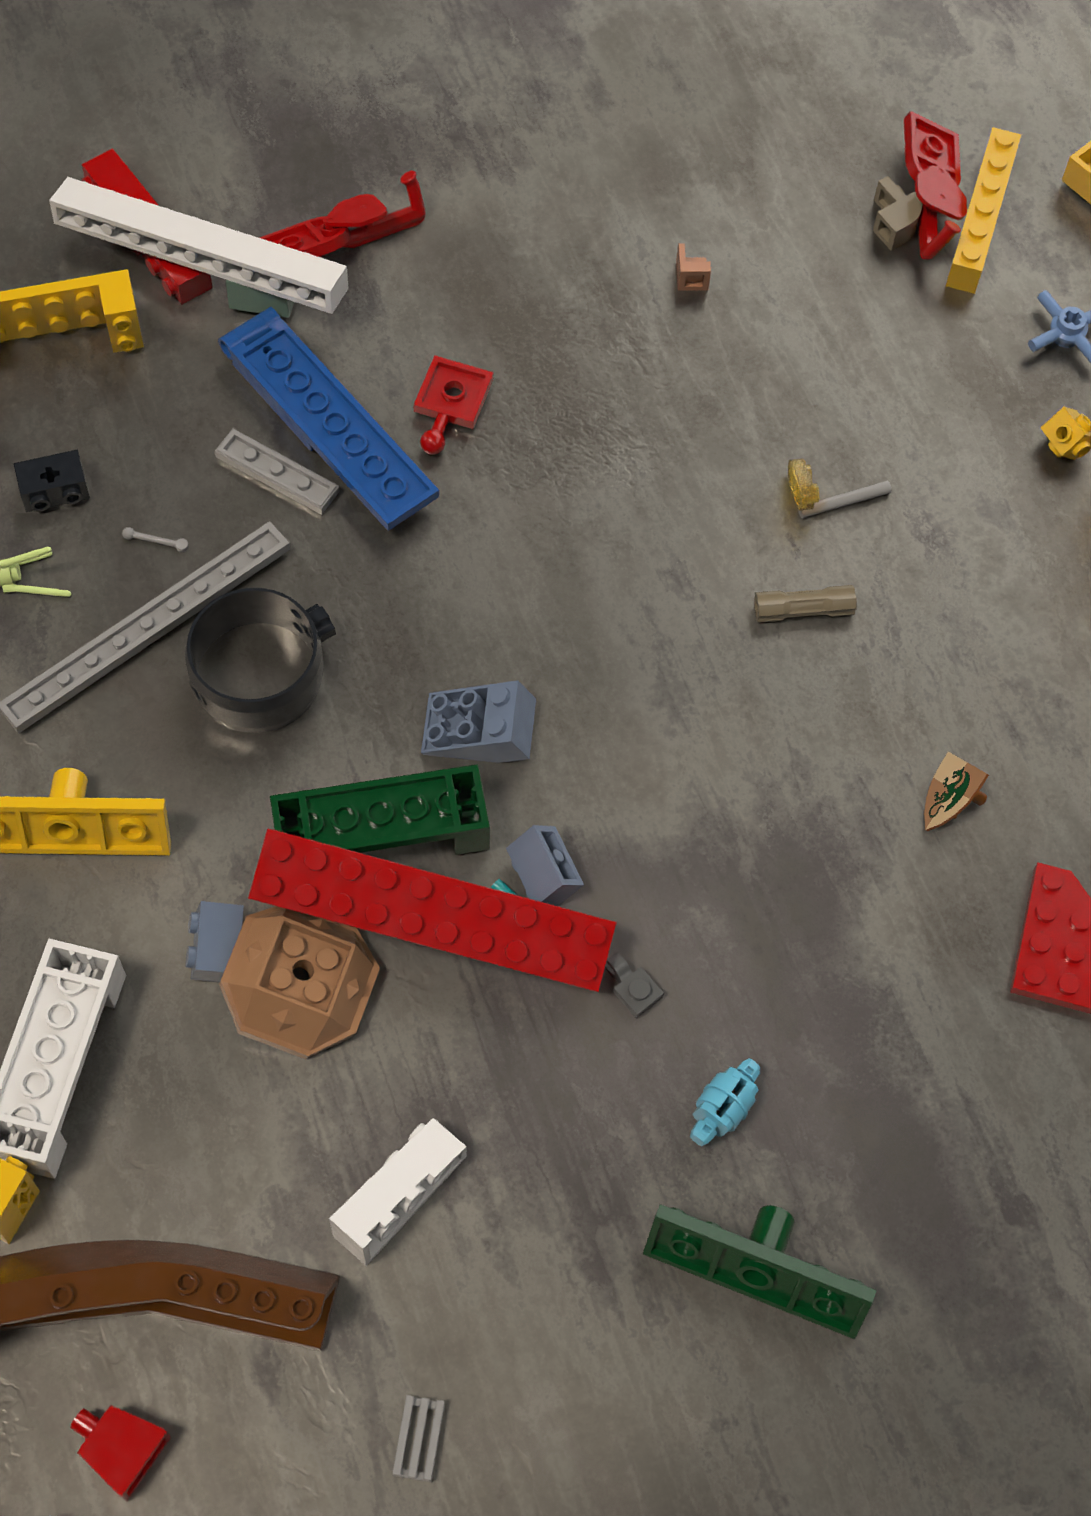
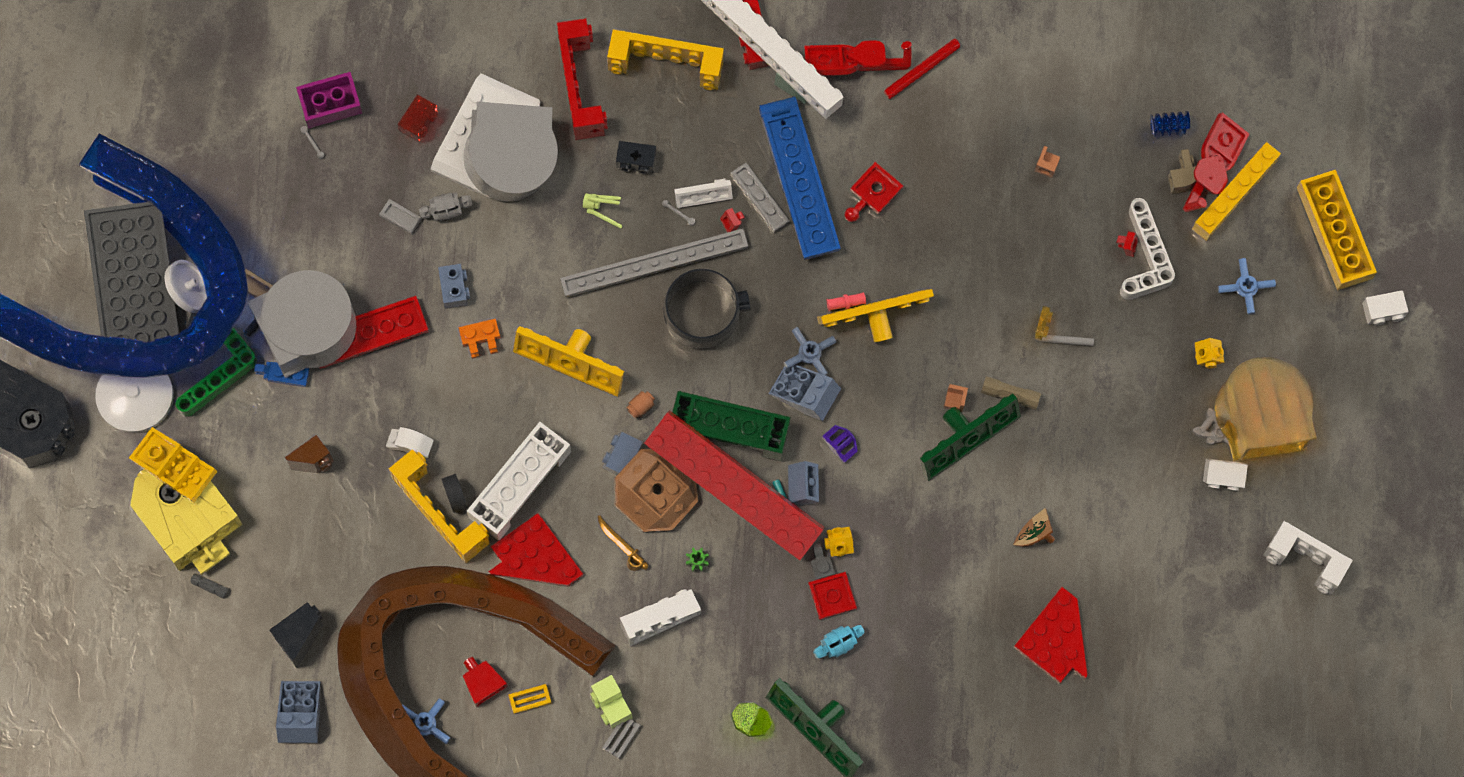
camera: 25 degrees right, 10 degrees up
(129, 1177) = (534, 555): none -> red wing
(184, 495) = (705, 193): none -> white hinge
(215, 850) = (640, 404): none -> nougat brick
(231, 1453) = (529, 699): none -> yellow tile
(245, 516) = (731, 220): none -> red tile
(286, 1096) = (624, 546): none -> pearl gold sword
(368, 1376) = (610, 700): none -> yellowish green brick
(417, 1054) = (694, 555): none -> bright green gear
(444, 213) = (922, 68): none -> red axle
(458, 661) = (810, 346): none -> sand blue bar
(482, 568) = (846, 301): none -> coral pin
(539, 561) = (876, 313): none -> yellow plate
(565, 790) = (837, 449): none -> dark purple piece
(638, 1303) = (751, 719): none -> clear neon green piece
(648, 935) = (839, 541): none -> yellow brick
(675, 1031) = (832, 595): none -> red tile
(724, 641) = (955, 397): none -> nougat panel
(772, 687) = (968, 435): none -> dark green plate
(841, 156) = (1173, 122): none -> clear blue piece
(866, 332) = (1128, 243): none -> red tile
(933, 347) = (1150, 252): none -> white beam

